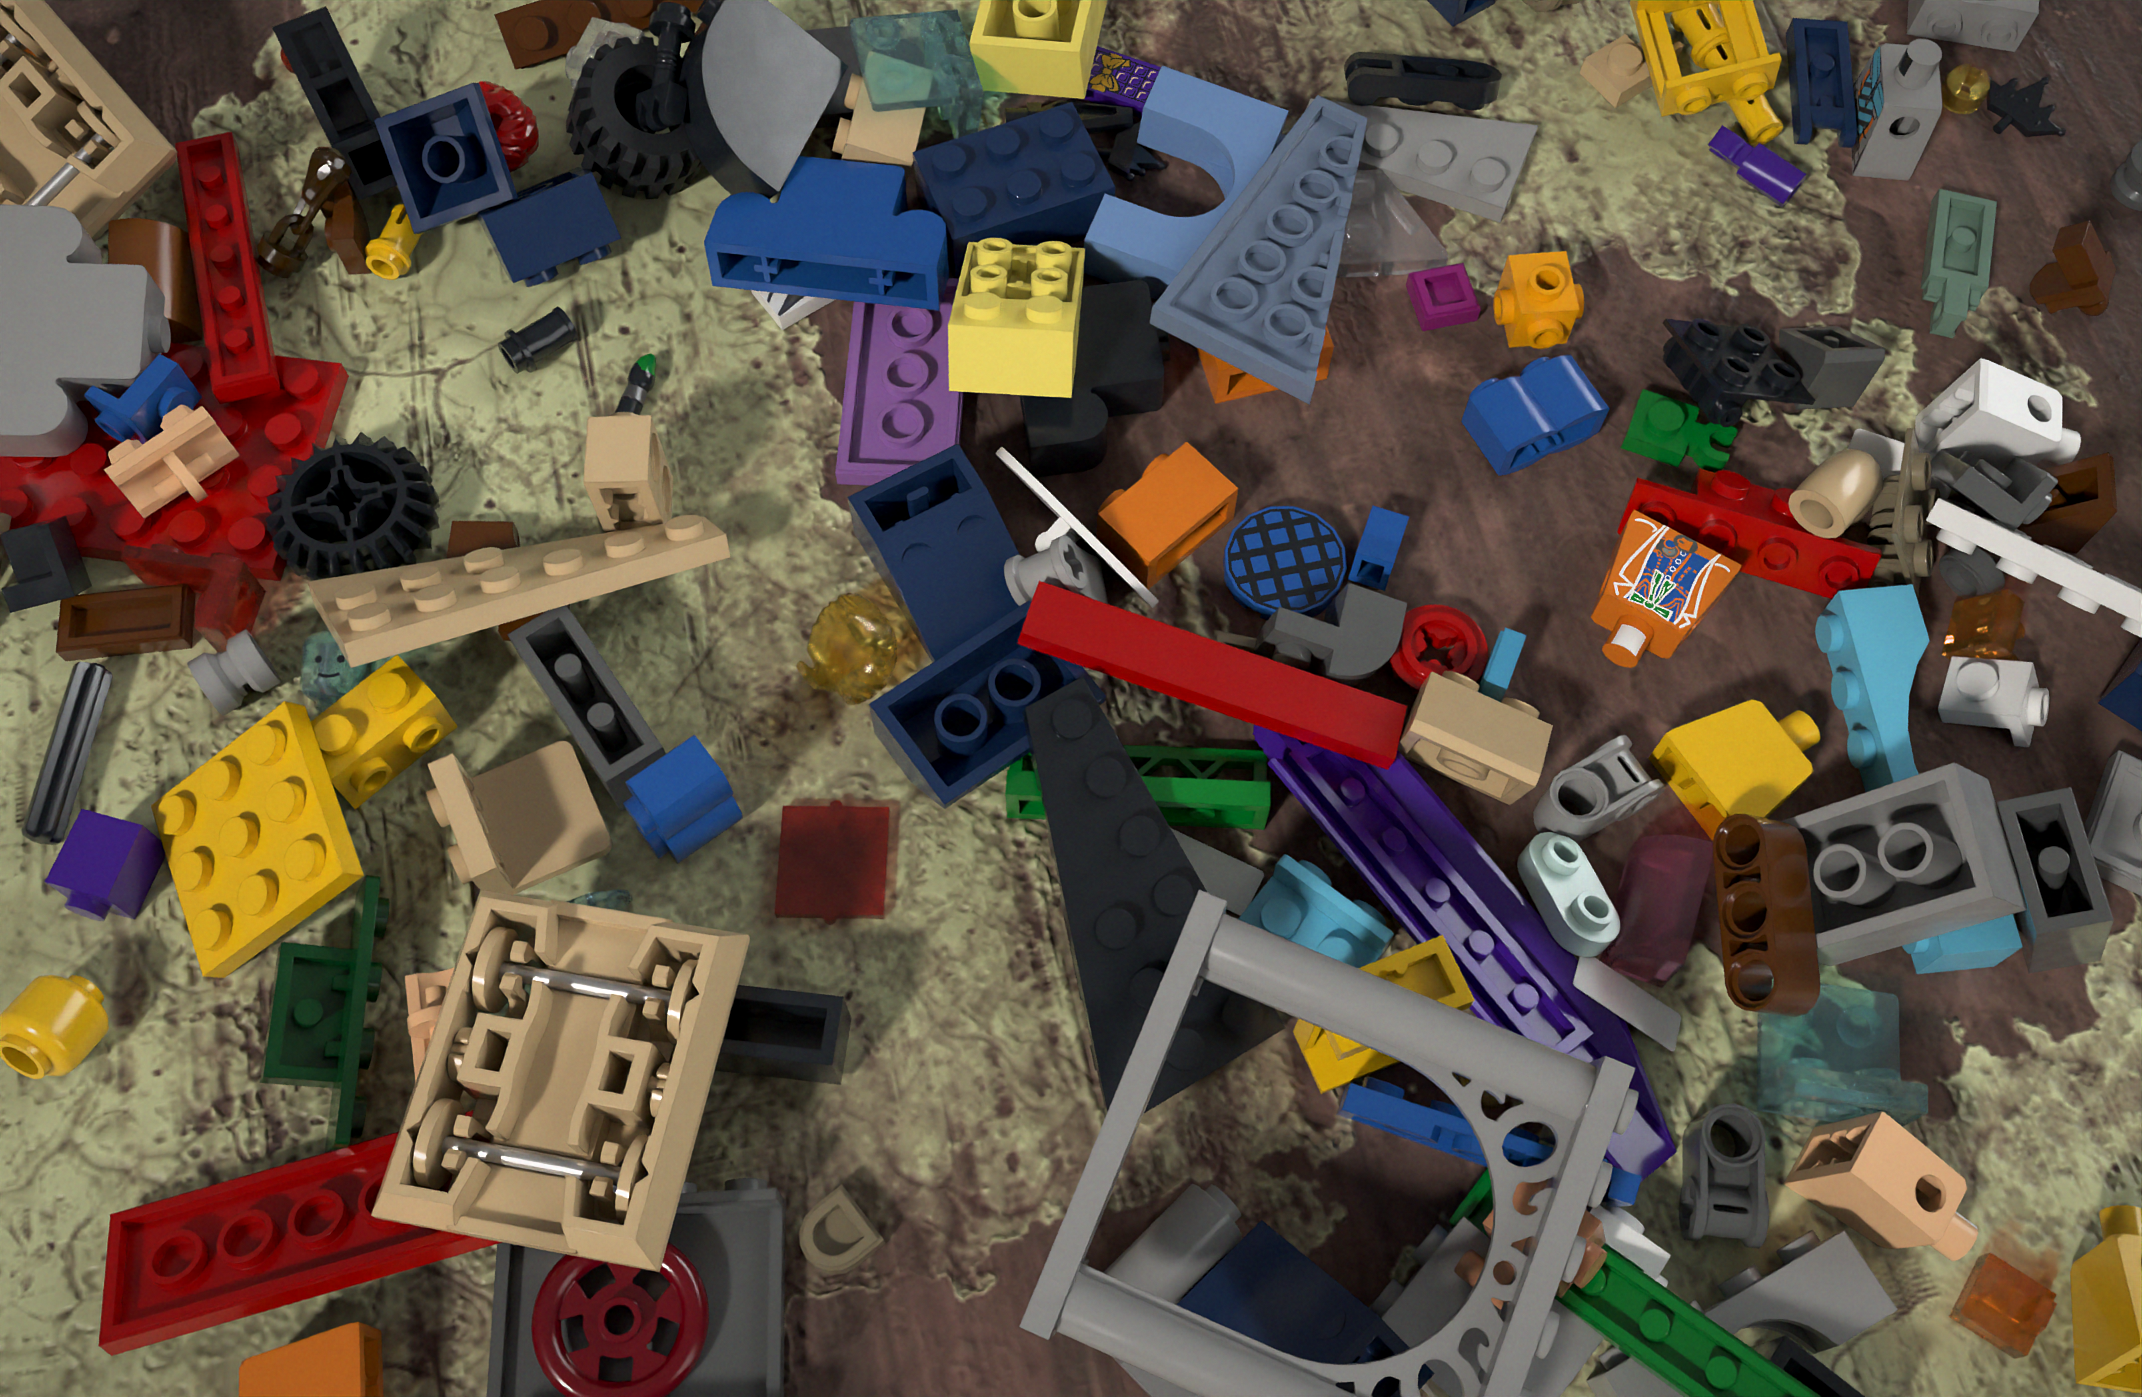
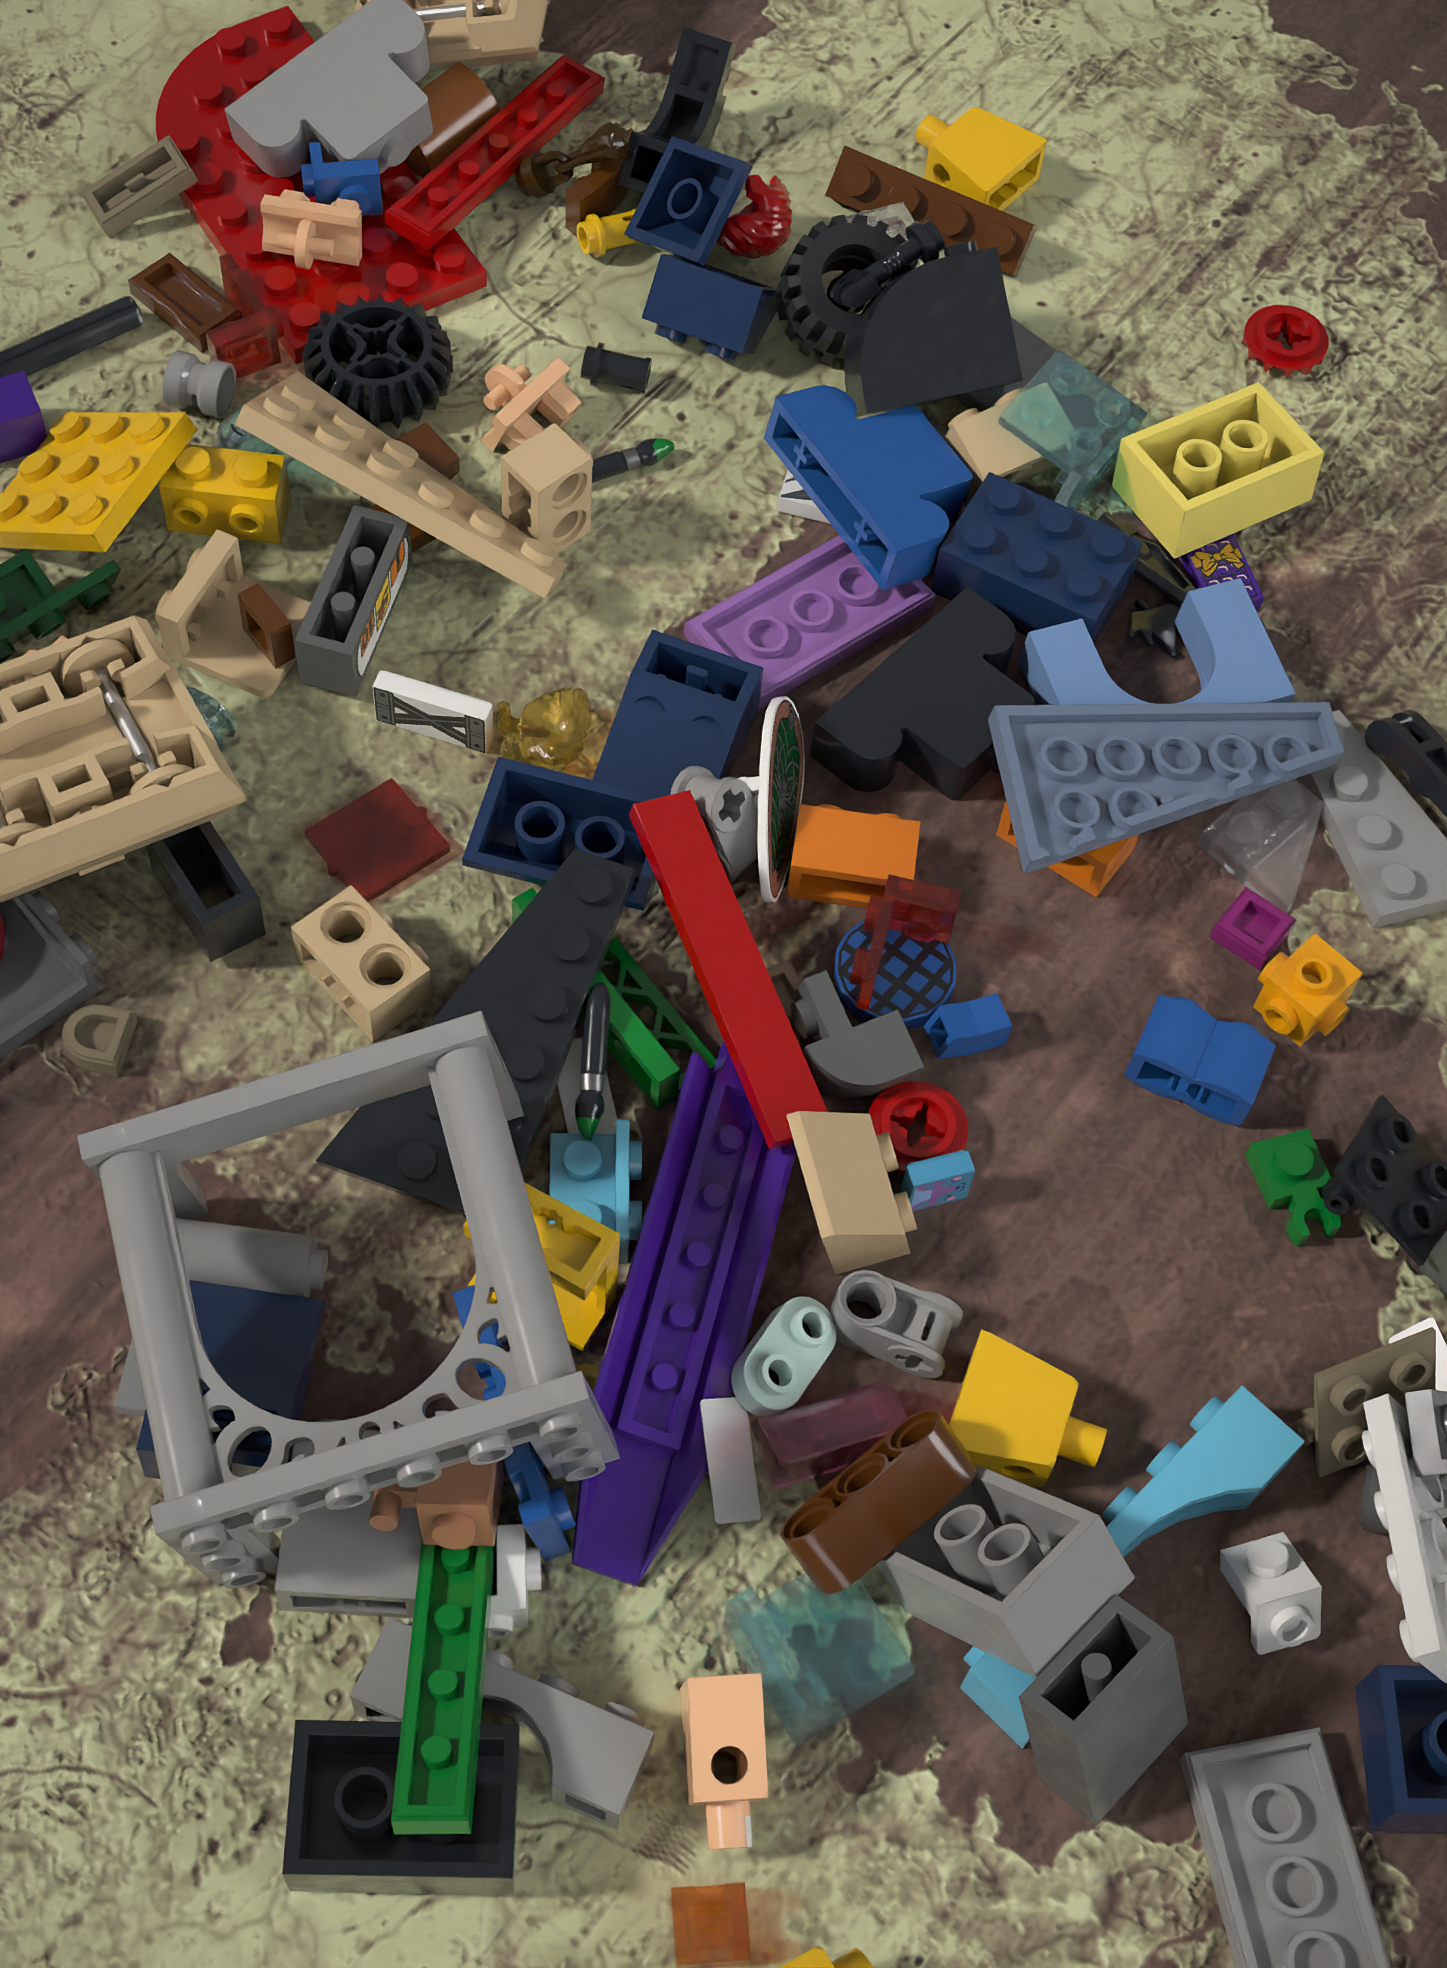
camera: 45 degrees right, 5 degrees down
(44, 564) = (183, 226): black panel -> none
(506, 430) = (543, 394): none -> light nougat hips
(555, 795) = (266, 625): none -> reddish brown tile
(681, 801) = (327, 701): blue brick -> none
(758, 721) = (433, 711): none -> tile
(953, 975) = (352, 968): none -> tan brick
(1016, 319) = (906, 632): light yellow slope -> none
(1239, 872) = (590, 1102): none -> black piece
(1248, 529) = (909, 907): none -> clear red bracket
(1657, 590) = (1121, 1255): orange torso -> none
(1721, 1192) = (631, 1627): dark grey piece -> none
(1755, 531) = (1250, 1291): red bracket -> none
(1837, 493) = (1332, 1319): tan cylinder -> none
(1985, 627) = (1333, 1538): clear orange tile -> none

